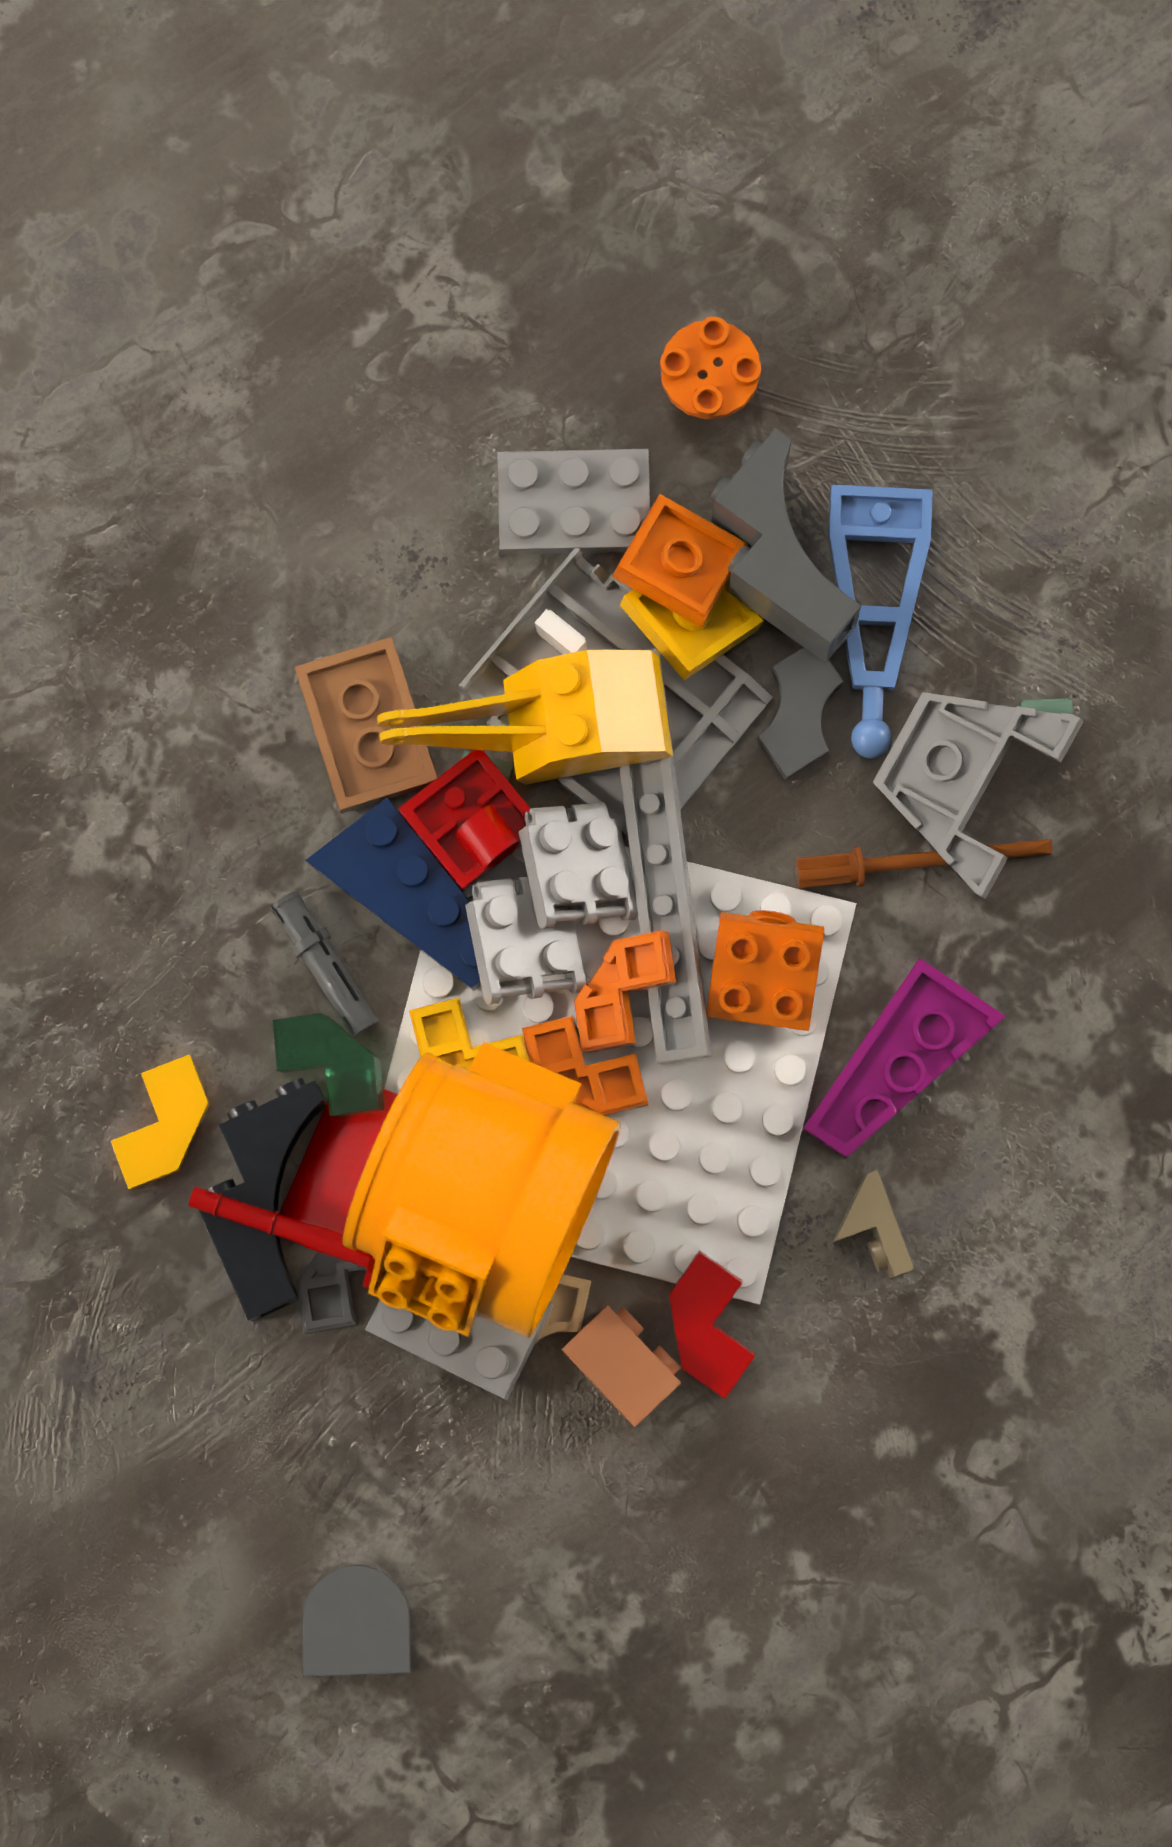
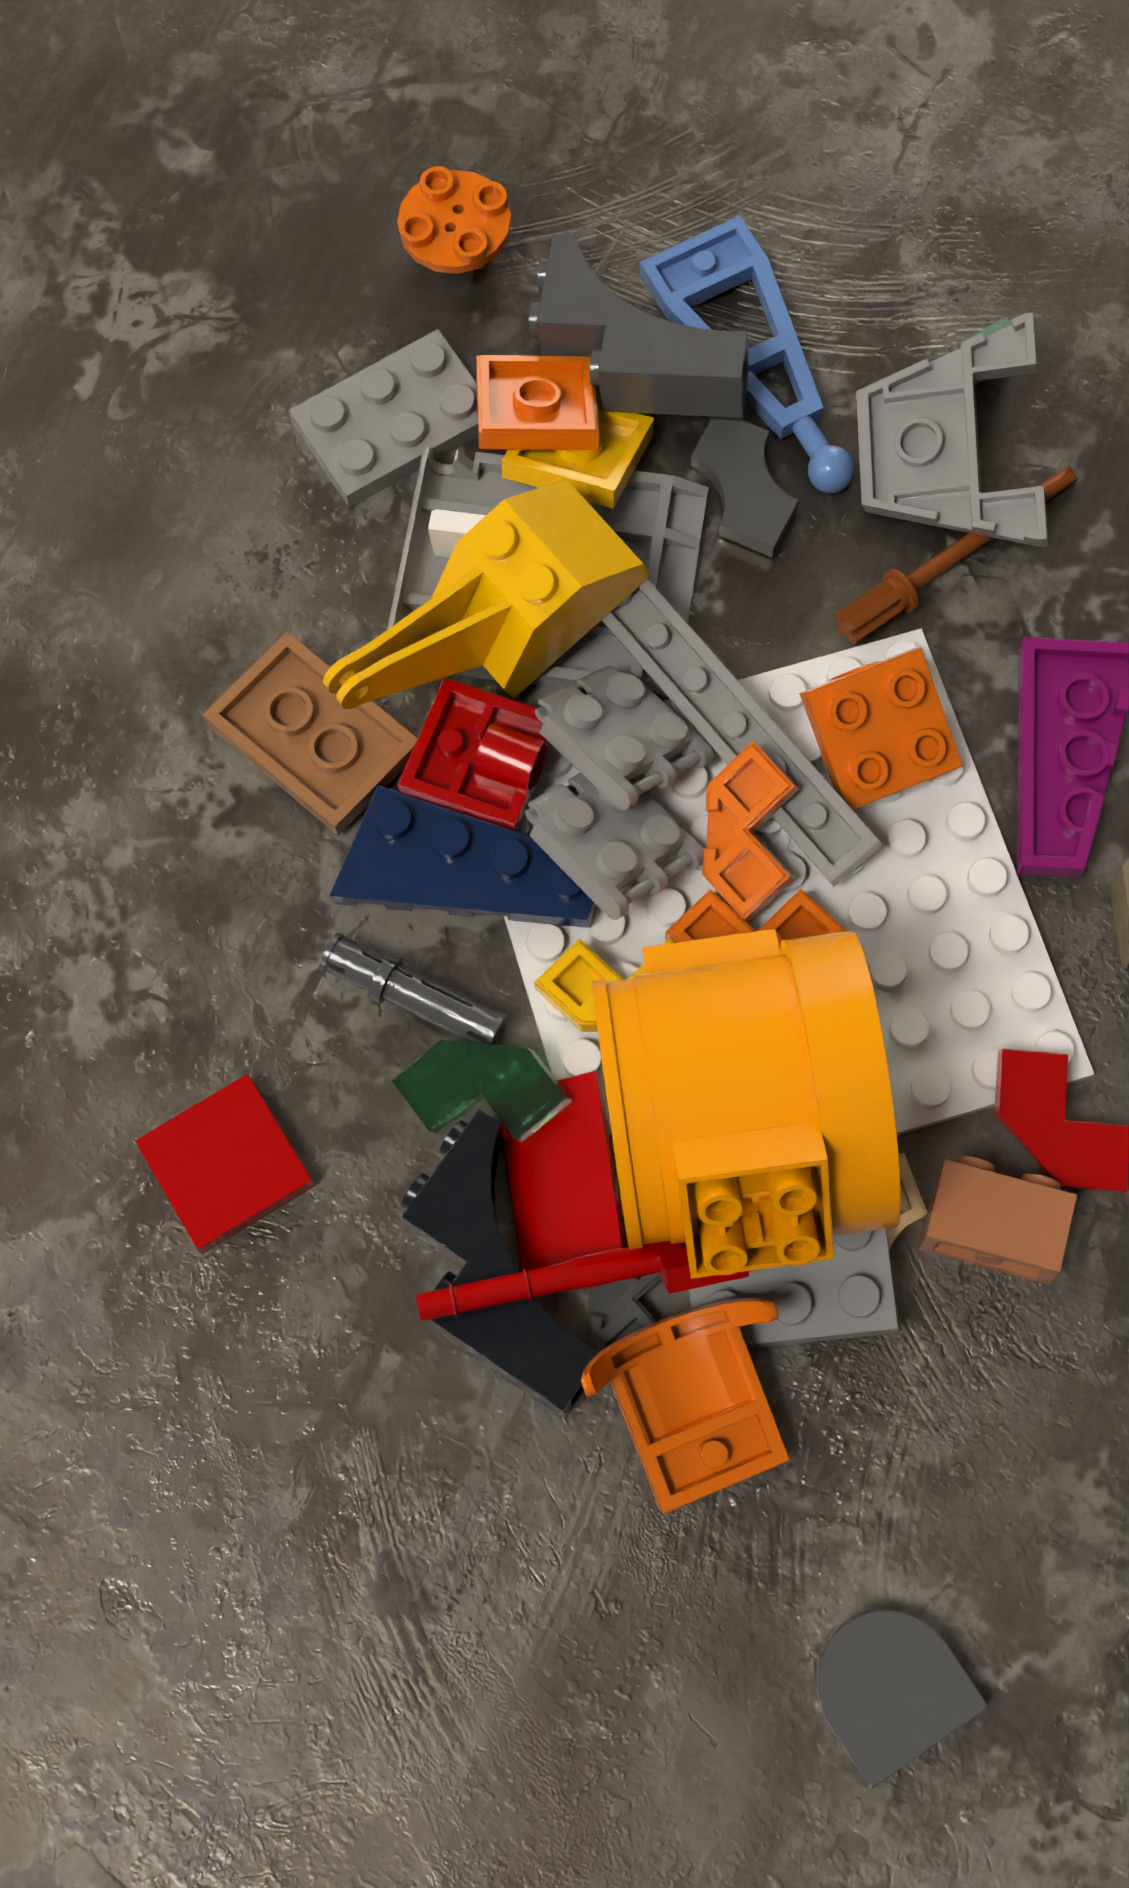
camera: 25 degrees left, 10 degrees down
(126, 1009) = (224, 1164): none -> red tile
(163, 1146) = (351, 1284): yellow tile -> none
(338, 1362) = (693, 1400): none -> orange piece

